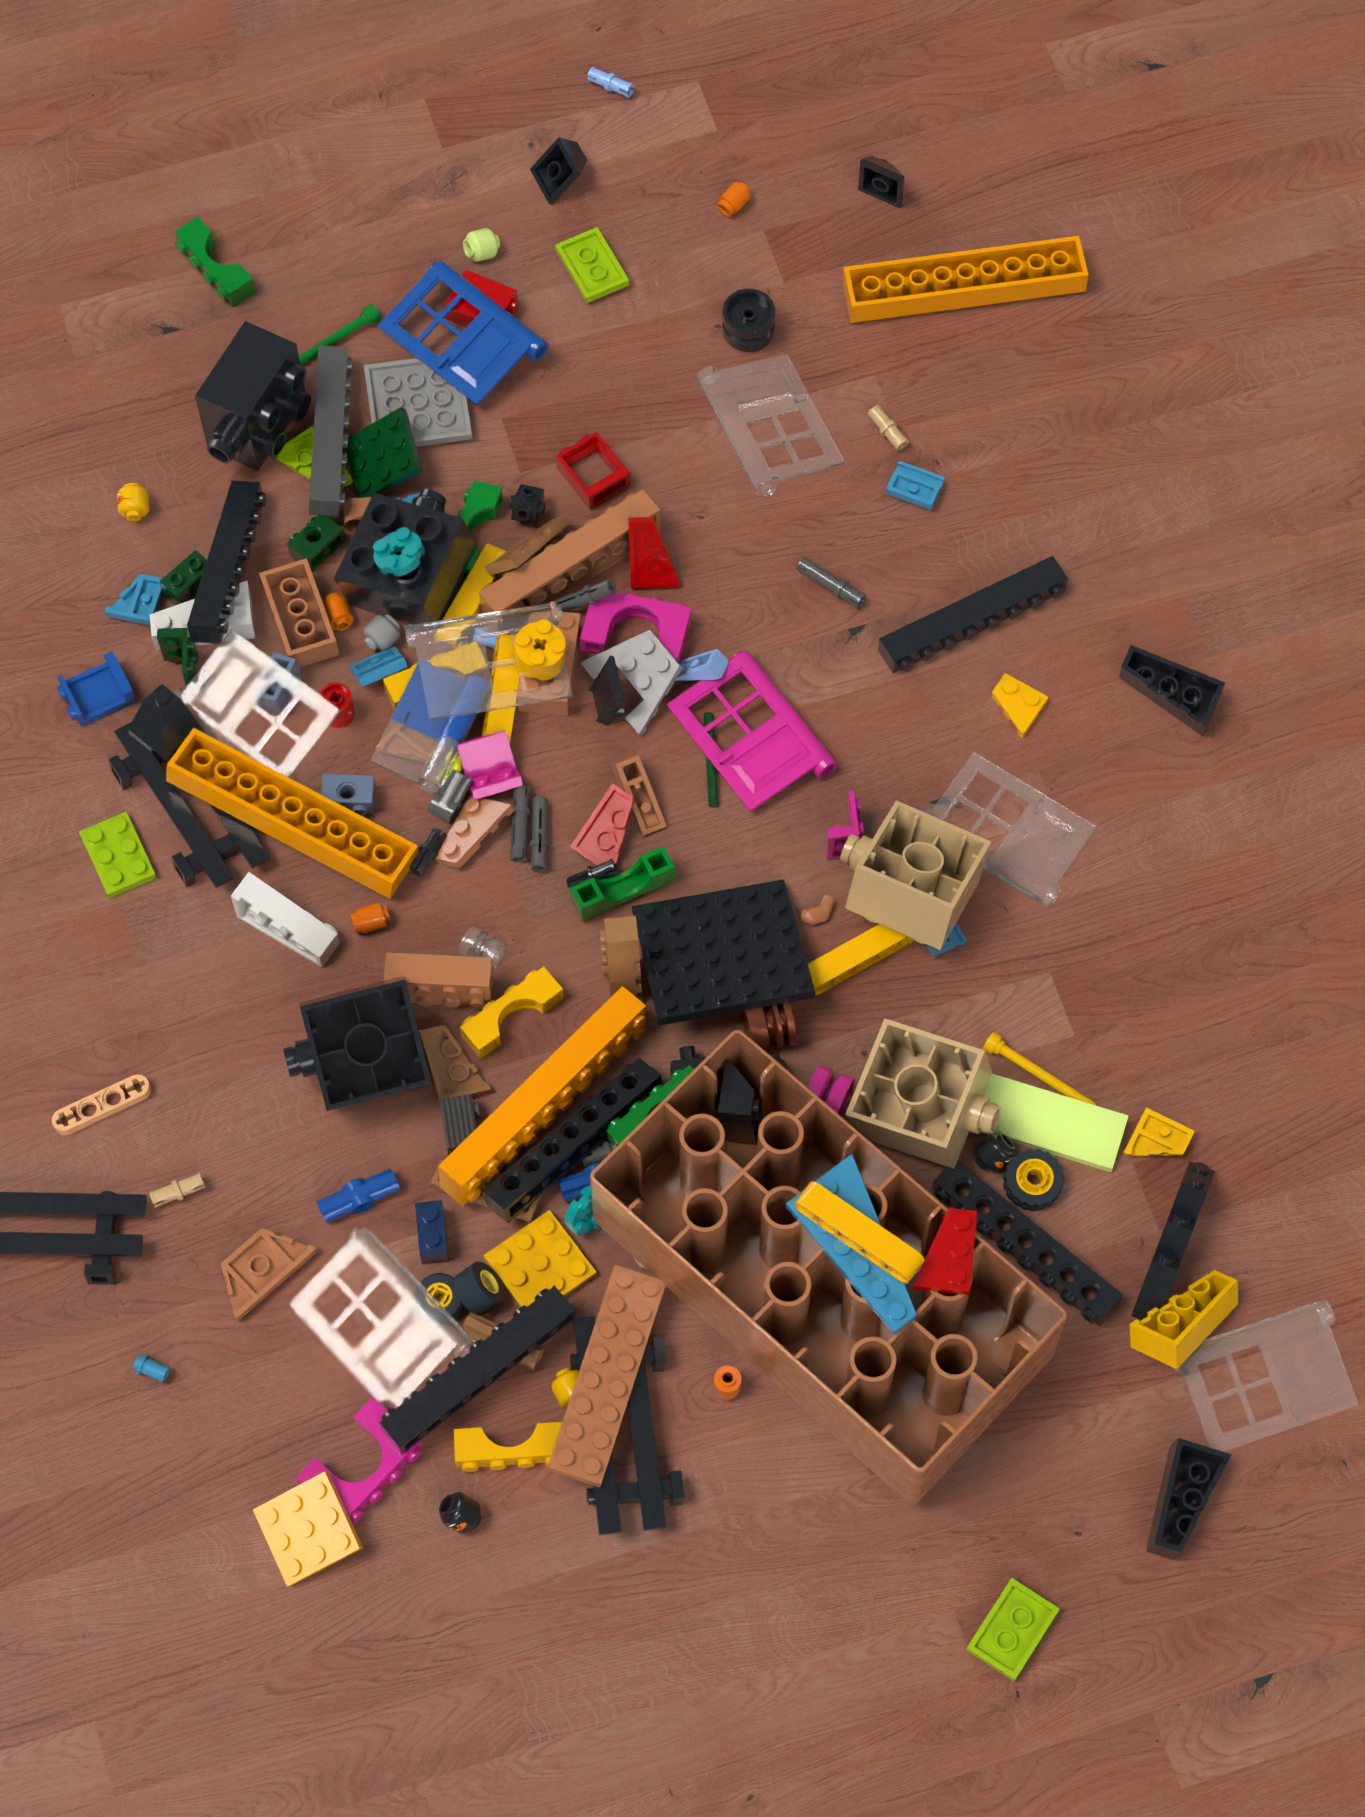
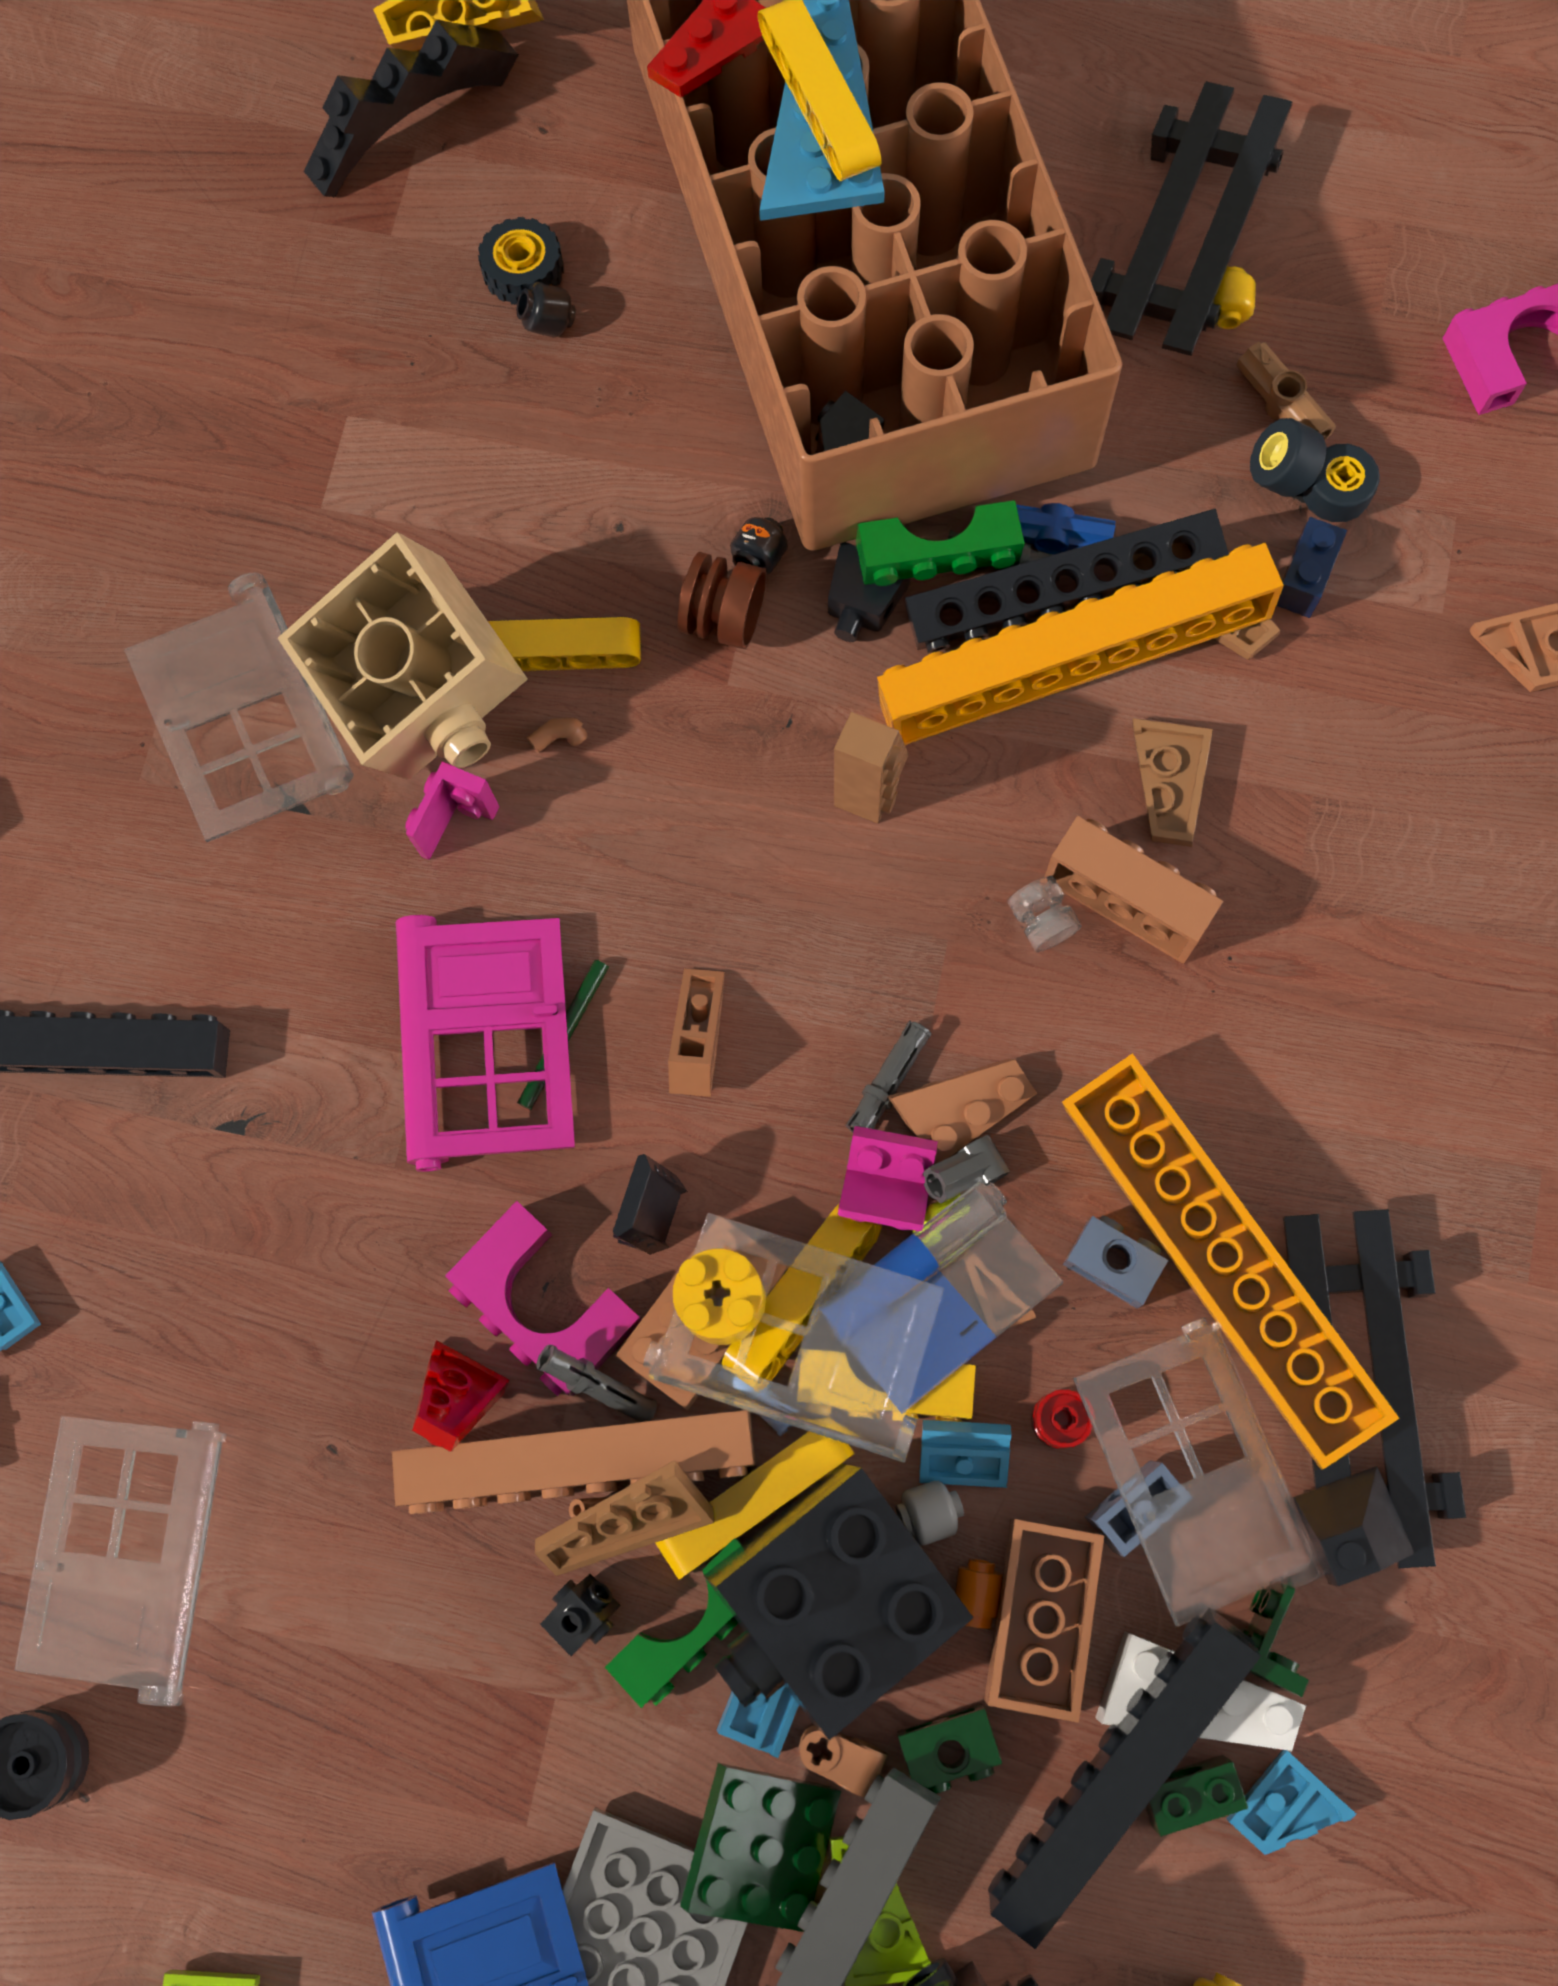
camera: 145 degrees left, 10 degrees up
(97, 691) = (1428, 1671): blue panel -> none
(117, 855) = (1505, 1361): lime plate -> none
(284, 920) = (1305, 1103): white wedge -> none
(358, 1195) = (1383, 667): blue piece -> none
(360, 1044) = (1303, 820): black brick -> none
(369, 918) = (1178, 1048): orange brick -> none
(403, 541) = (872, 1596): teal plate -> none
(405, 1343) = (1420, 443): clear door -> none
(427, 852) = (1040, 1108): black axle -> none
(458, 1119) = (1201, 685): dark grey brick -> none
(460, 1512) = (1441, 223): black head -> none
(476, 1450) = (1378, 282): yellow arch -> none
(477, 1369) = (1347, 345): black brick -> none
(536, 992) = (1002, 816): yellow arch -> none
(539, 860) = (876, 1035): dark grey pin -> none
(539, 1259) = (1186, 467): yellow plate -> none
(580, 1214) = (1101, 481): teal plate -> none
(599, 872) = (831, 941): black axle -> none
(606, 487) = (464, 1673): red window -> none
(606, 827) = (775, 996): wing -> none
(606, 1376) = (1204, 249): nougat plate -> none
(647, 667) = (569, 1214): light grey wing -> none
(647, 874) = (835, 903): green arch -> none
(703, 666) = (490, 1172): light blue slope -> none
(722, 952) = (724, 719): black plate -> none
(836, 1096) = (709, 463): dark pink wheel -> none
(839, 587) = (213, 1205): dark grey pin -> none
(922, 1094) = (594, 375): tan brick -> none
(996, 1045) = (452, 442): yellow piece -> none
(1019, 702) = (94, 885): yellow wing -> none
(1057, 1123) = (462, 327): yellowish green arch -> none
(1064, 1262) = (571, 175): black brick -> none
(1158, 1136) = (339, 238): yellow wing -> none

